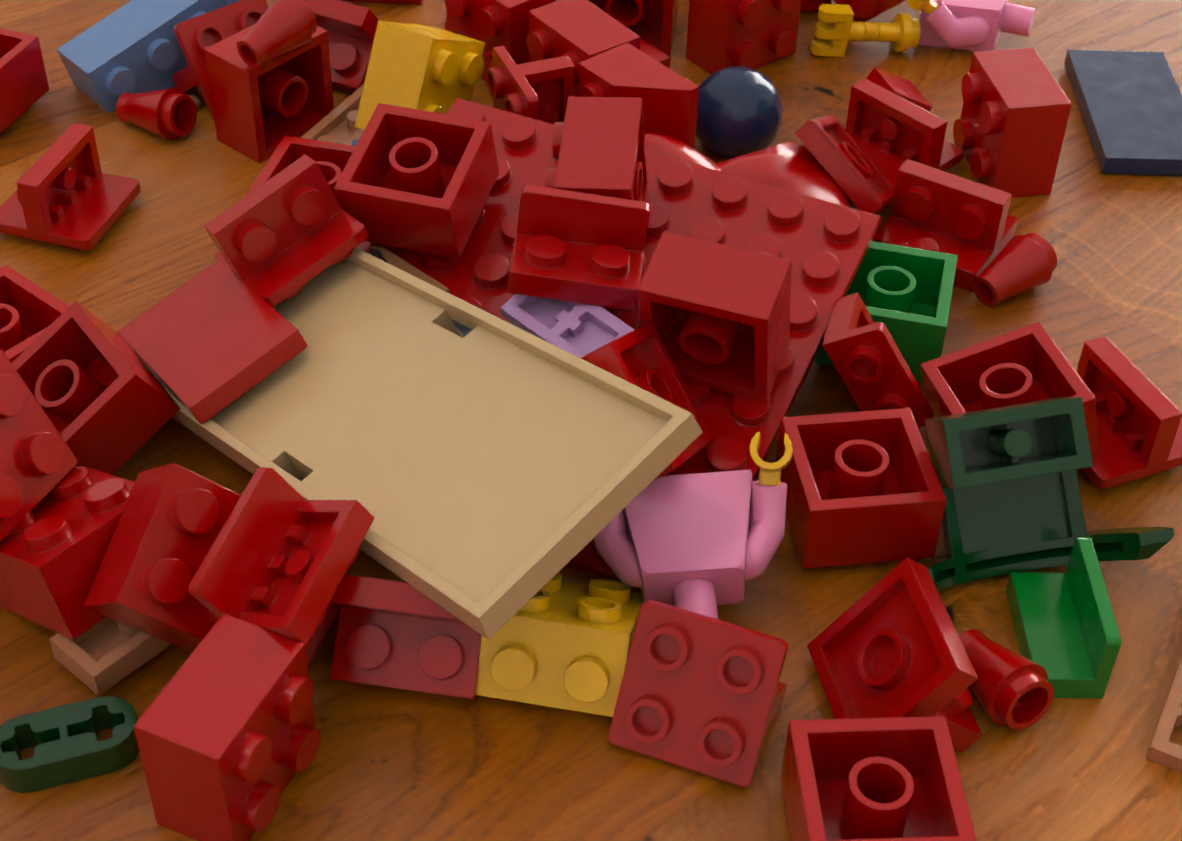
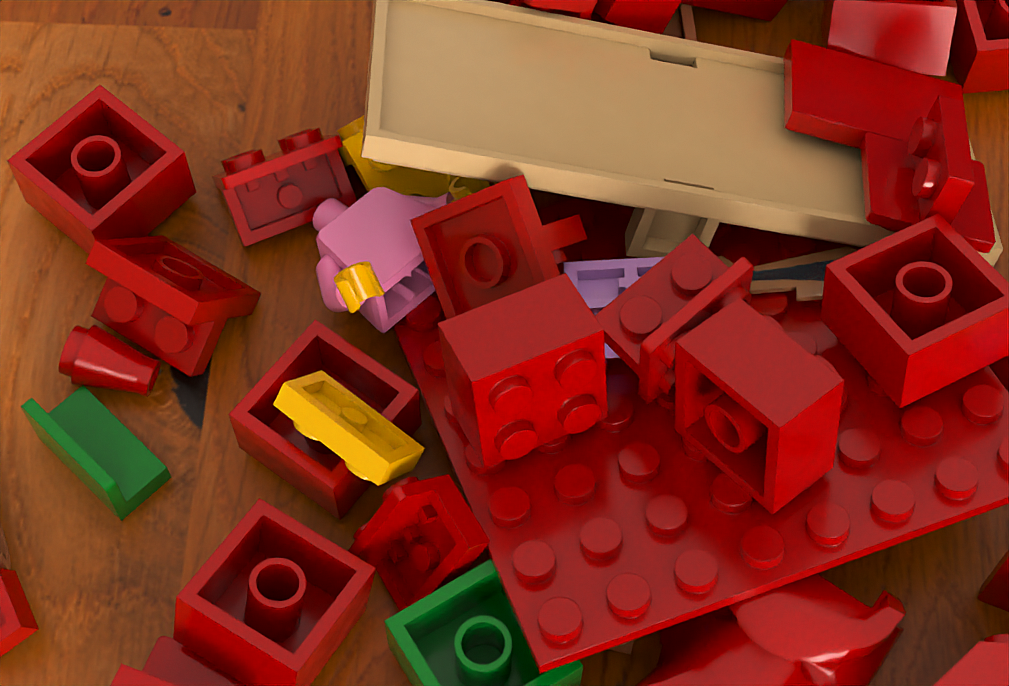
camera: 135 degrees right, 20 degrees up
(870, 399) = (348, 427): none -> yellow plate
(1018, 493) = (191, 484): dark green piece -> none

